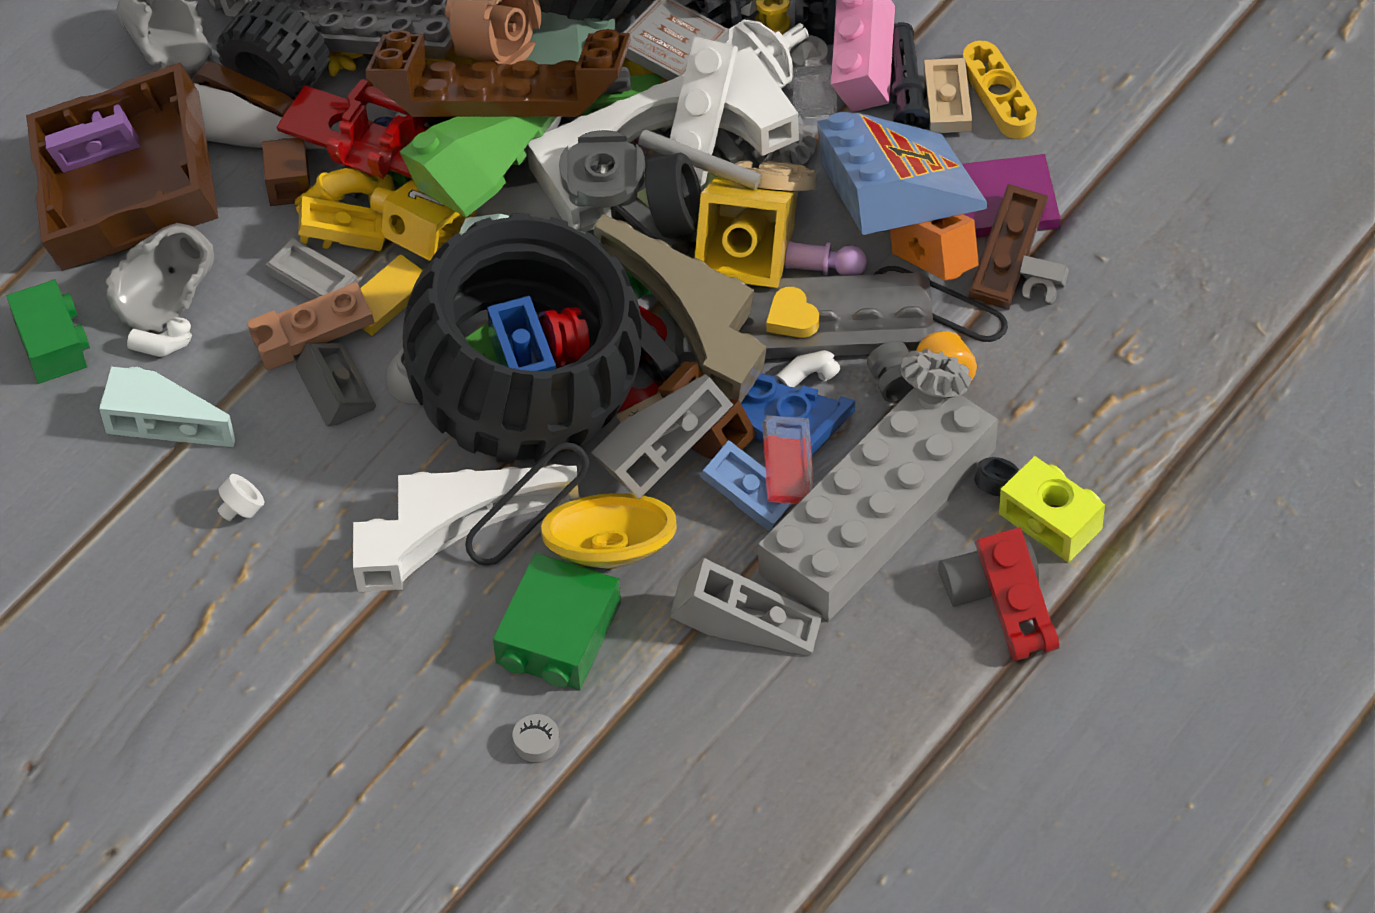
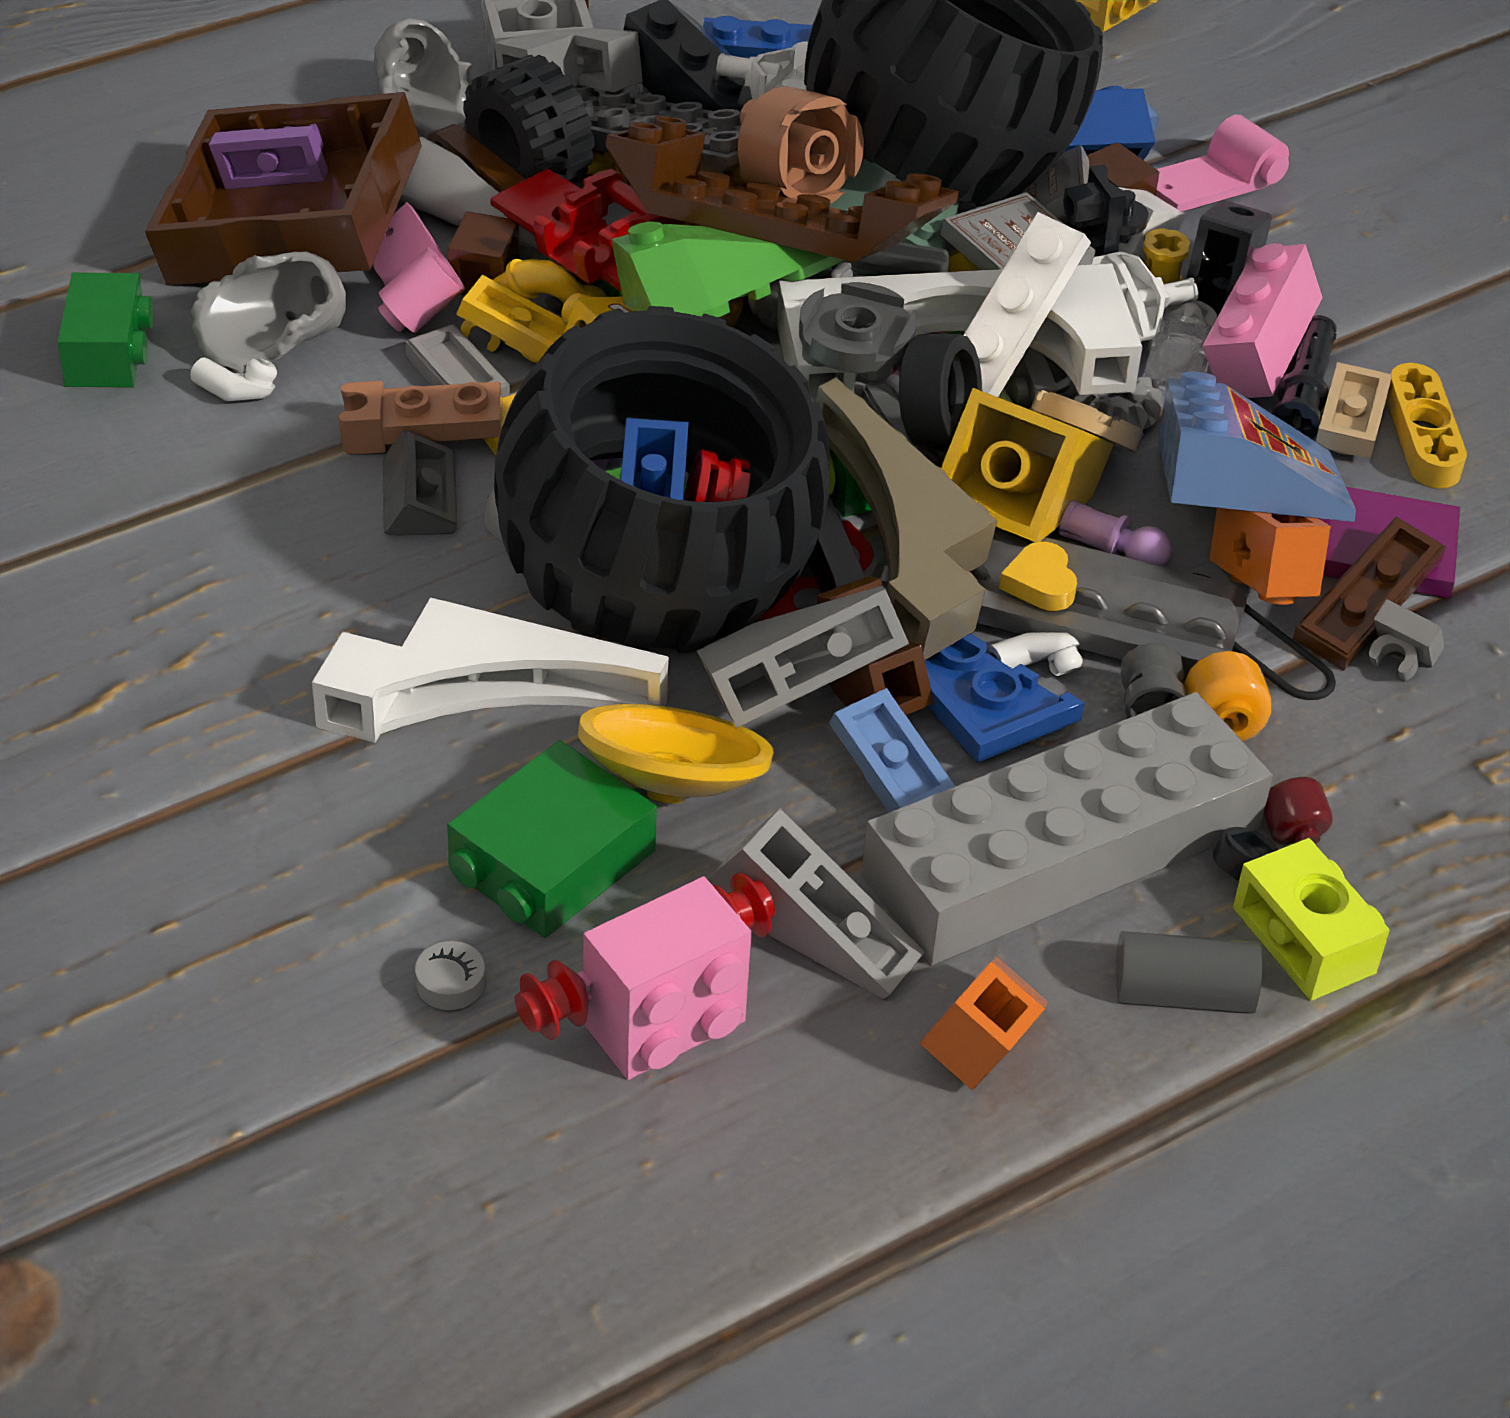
camera: 15 degrees right, 10 degrees down
(154, 407) = (183, 446): light aqua slope -> none
(239, 498) = (223, 569): white tile -> none
(246, 205) = (414, 273): none -> bright pink door
(540, 516) = (569, 658): black piece -> none
(674, 696) = (657, 975): none -> bright pink brick
(701, 159) = (999, 366): light grey bar -> none
(787, 458) = (958, 735): clear tile -> none
(882, 652) = (984, 1023): none -> orange slope
(935, 374) = (1205, 689): light grey gear -> none
(1016, 593) = (1215, 1006): red plate -> none
(1018, 433) = (1297, 811): none -> dark red piece

